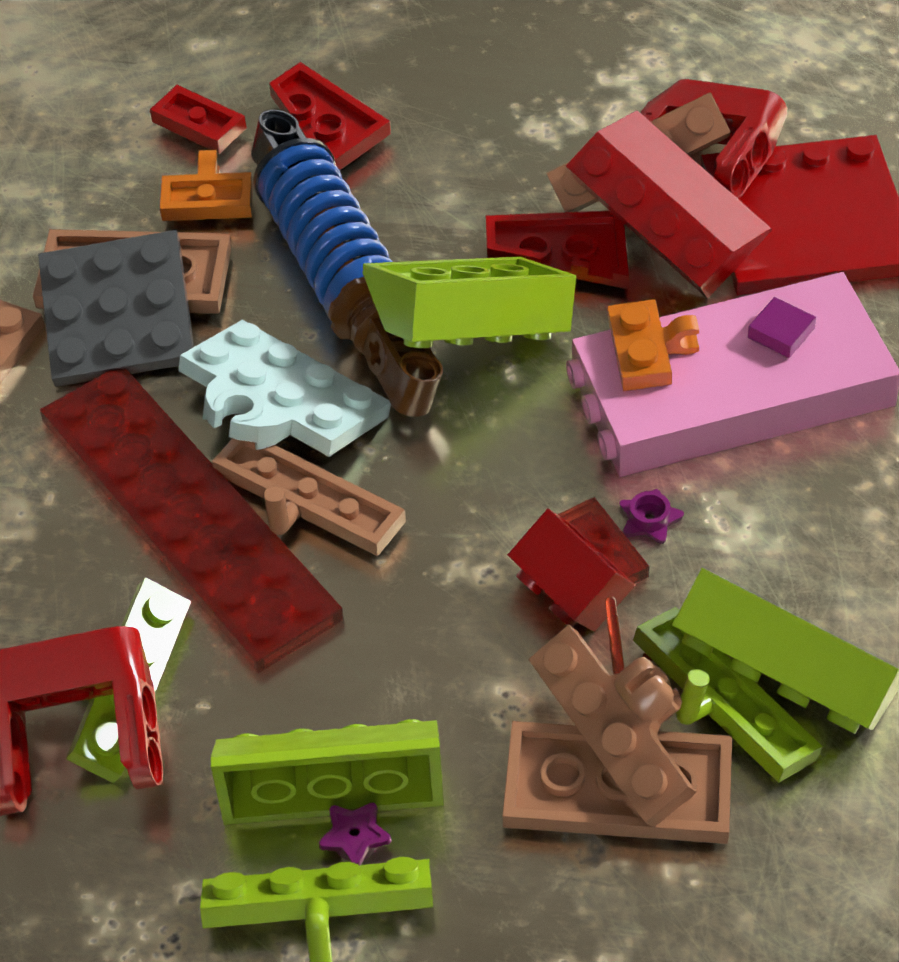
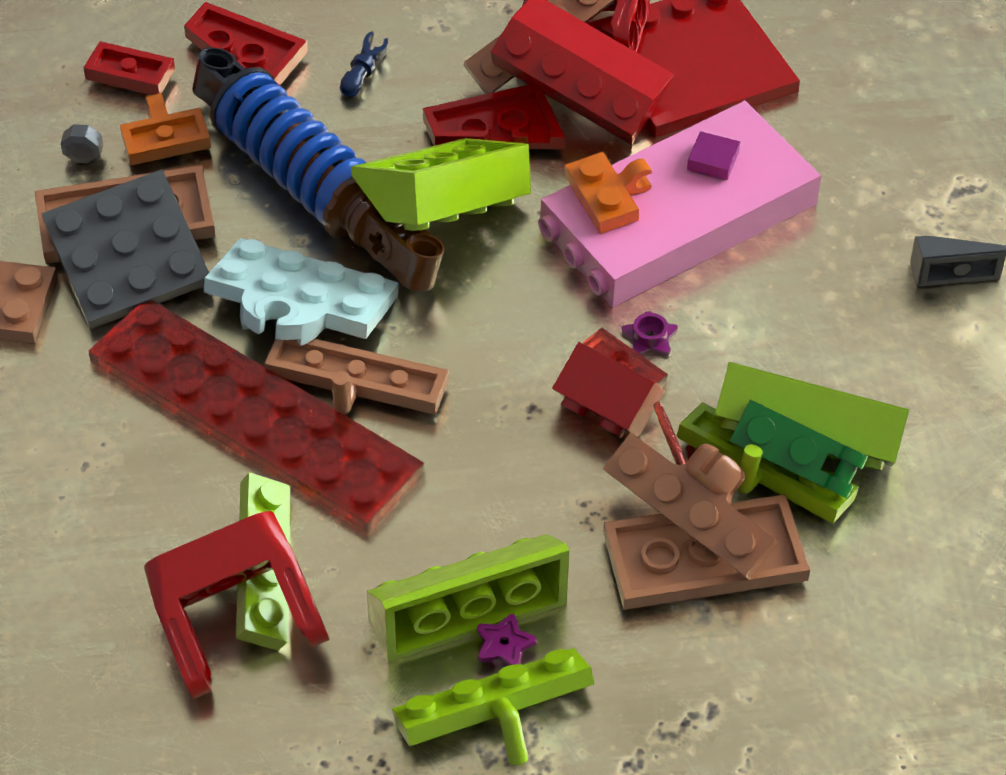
camera: 20 degrees left, 0 degrees up
(118, 188) = (81, 144): none -> dark grey tile
(442, 158) = (362, 66): none -> dark blue piece
(755, 685) = (797, 448): none -> green plate

